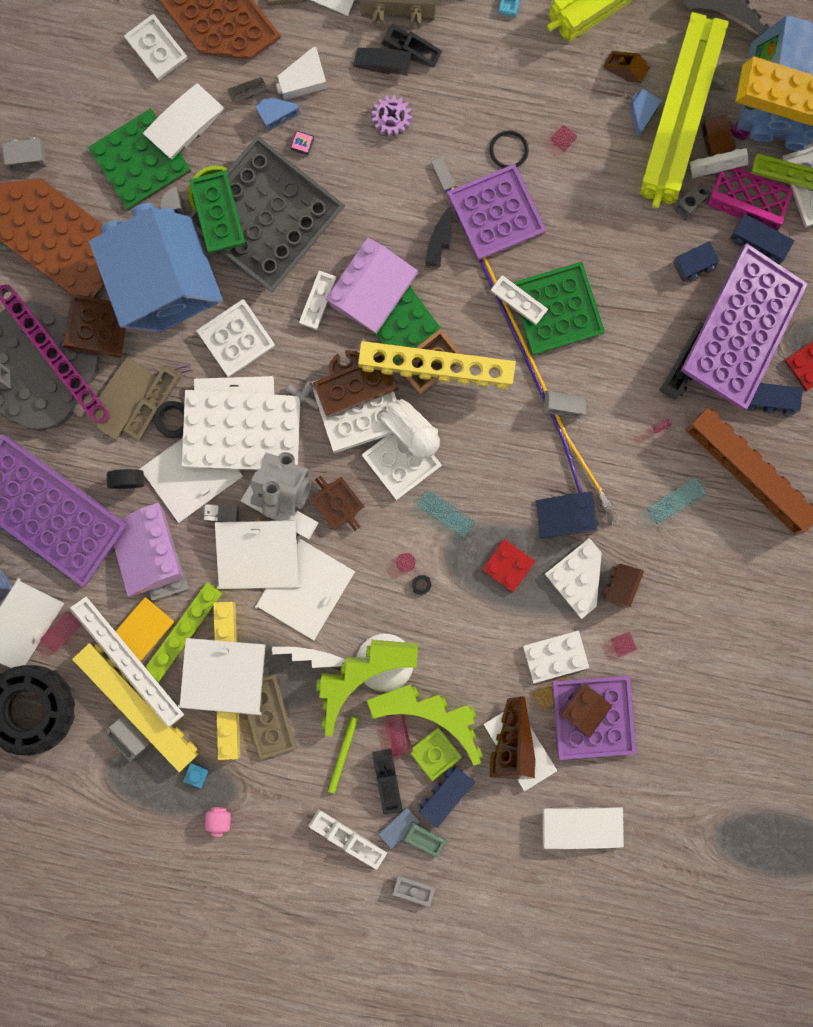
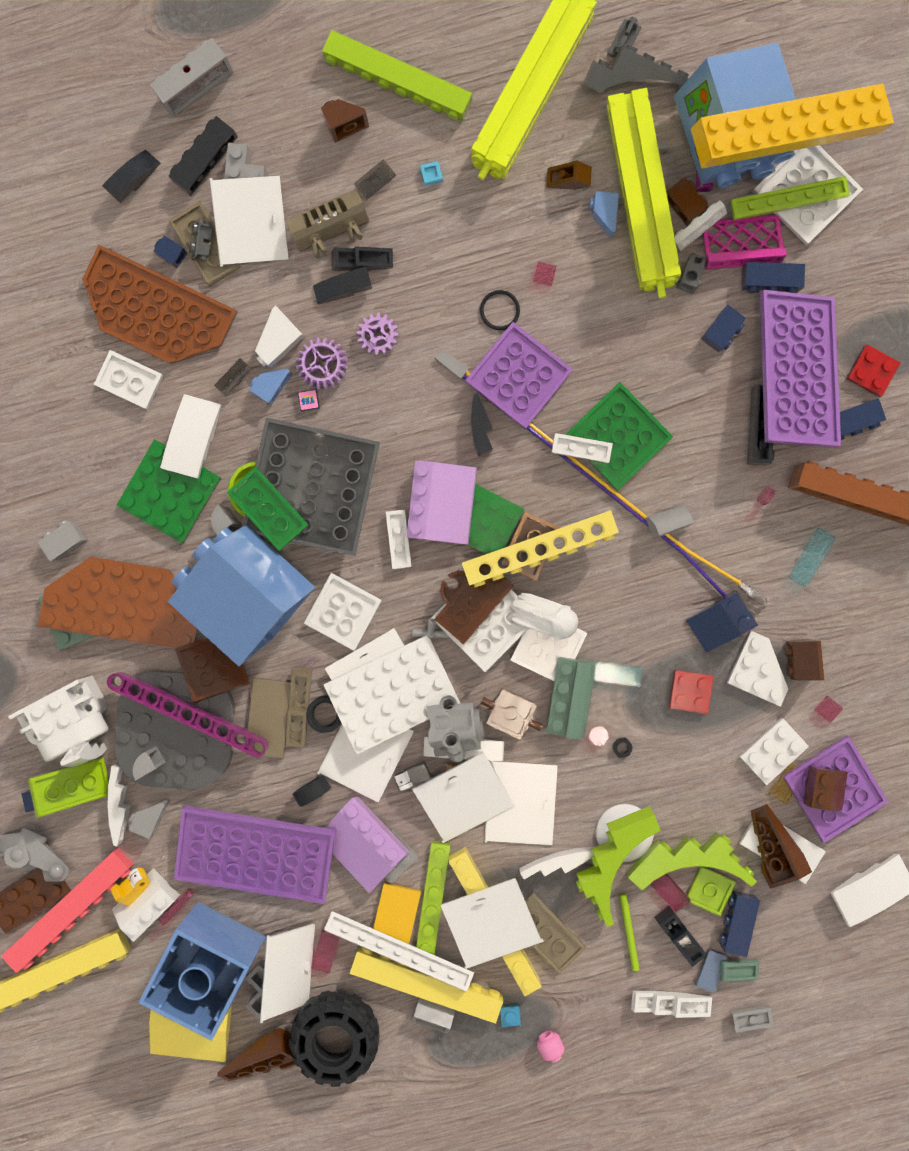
camera: 25 degrees left, 5 degrees up
(337, 116) = (314, 367): none -> lavender gear
(398, 514) = (571, 697): none -> sand green brick

